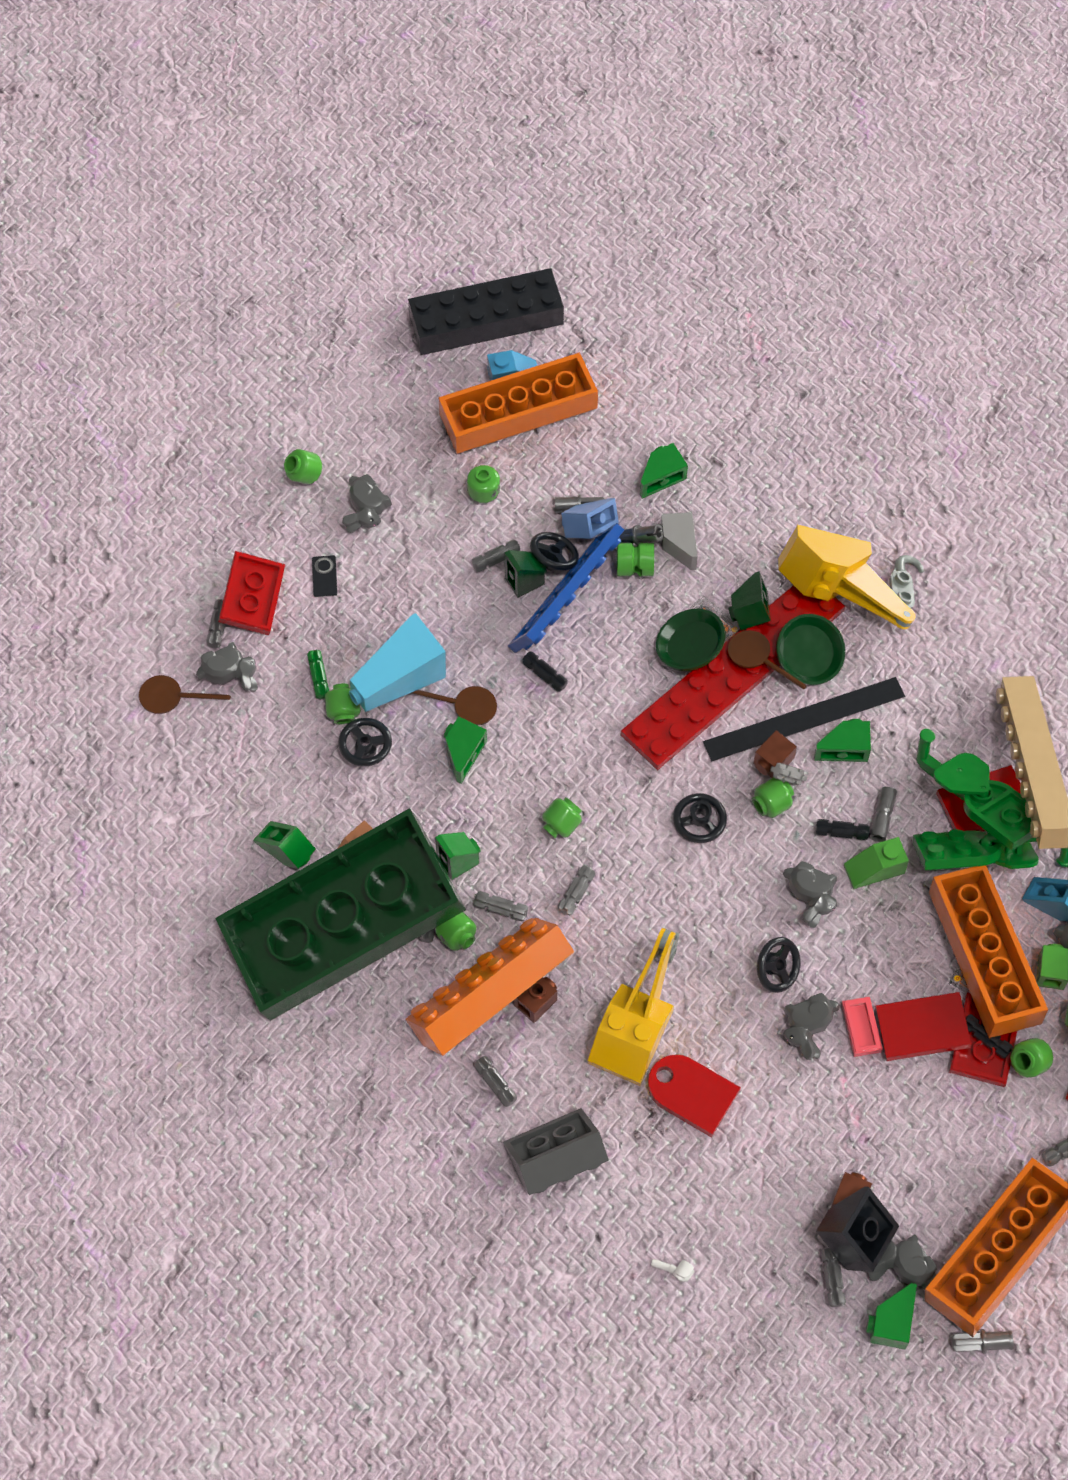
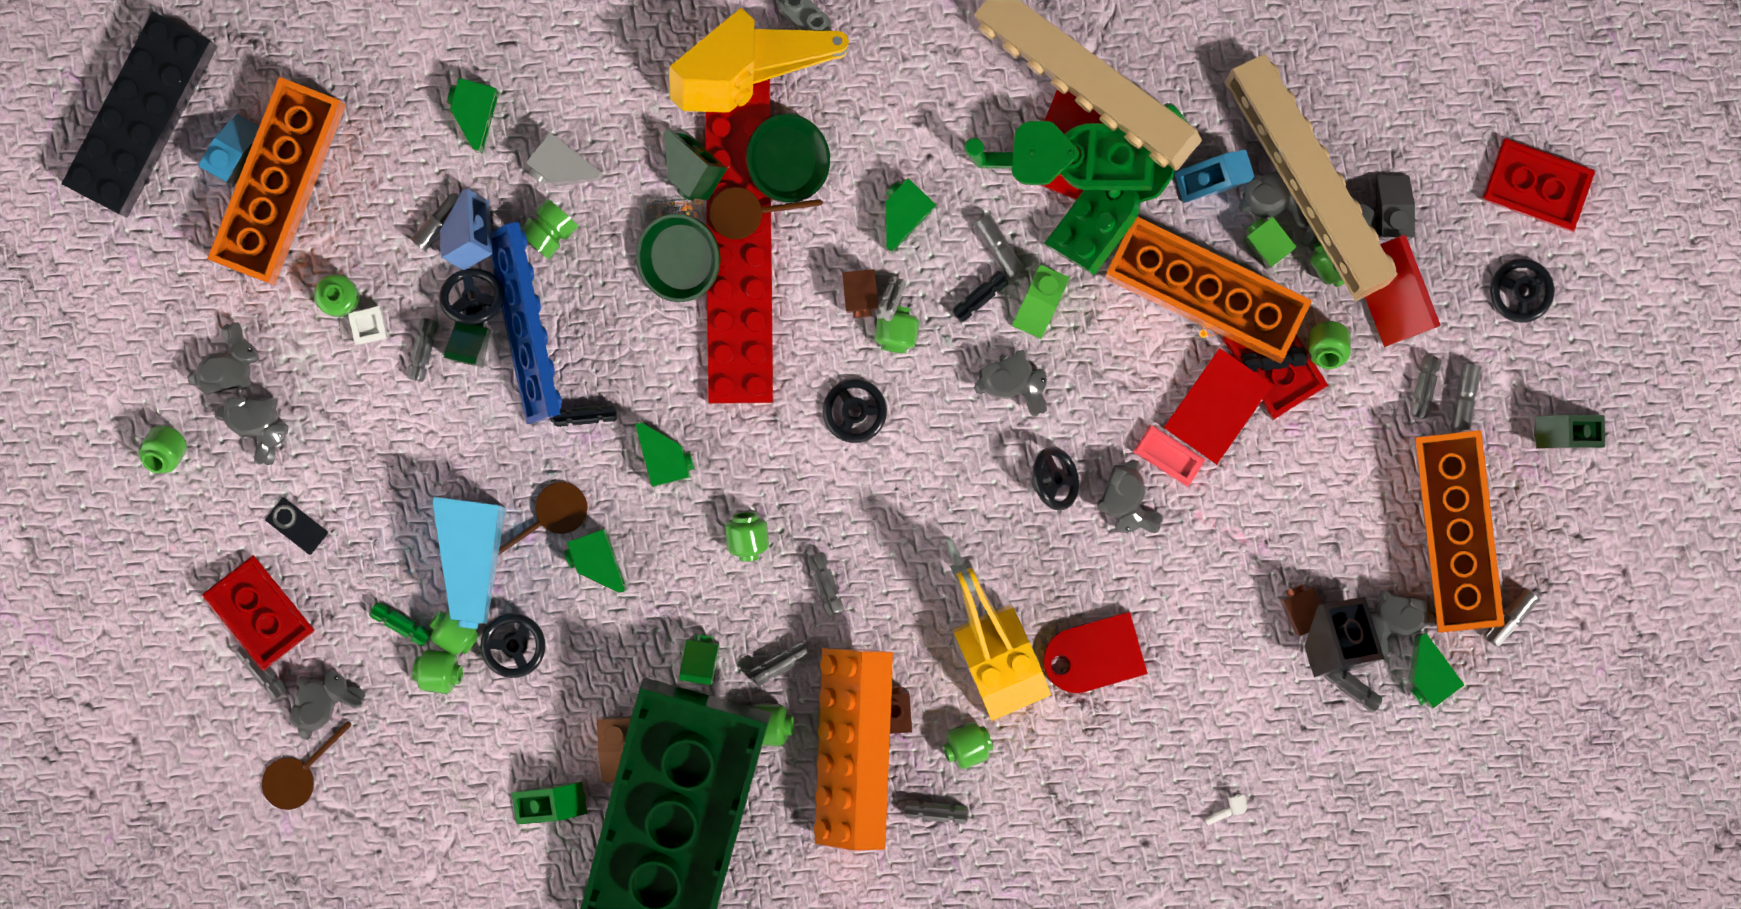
camera: 55 degrees left, 25 degrees up
(308, 715) = (437, 671): none -> bright green head
(383, 465) = (227, 368): none -> dark grey animal
(481, 516) = (368, 325): none -> white plate
(556, 1151) = (1044, 818): dark grey slope -> none
(557, 1060) = (967, 745): none -> bright green head
(562, 732) = (663, 457): none -> green slope
(641, 534) = (526, 201): flat silver axle -> none
(804, 718) = (843, 223): black sticker -> none

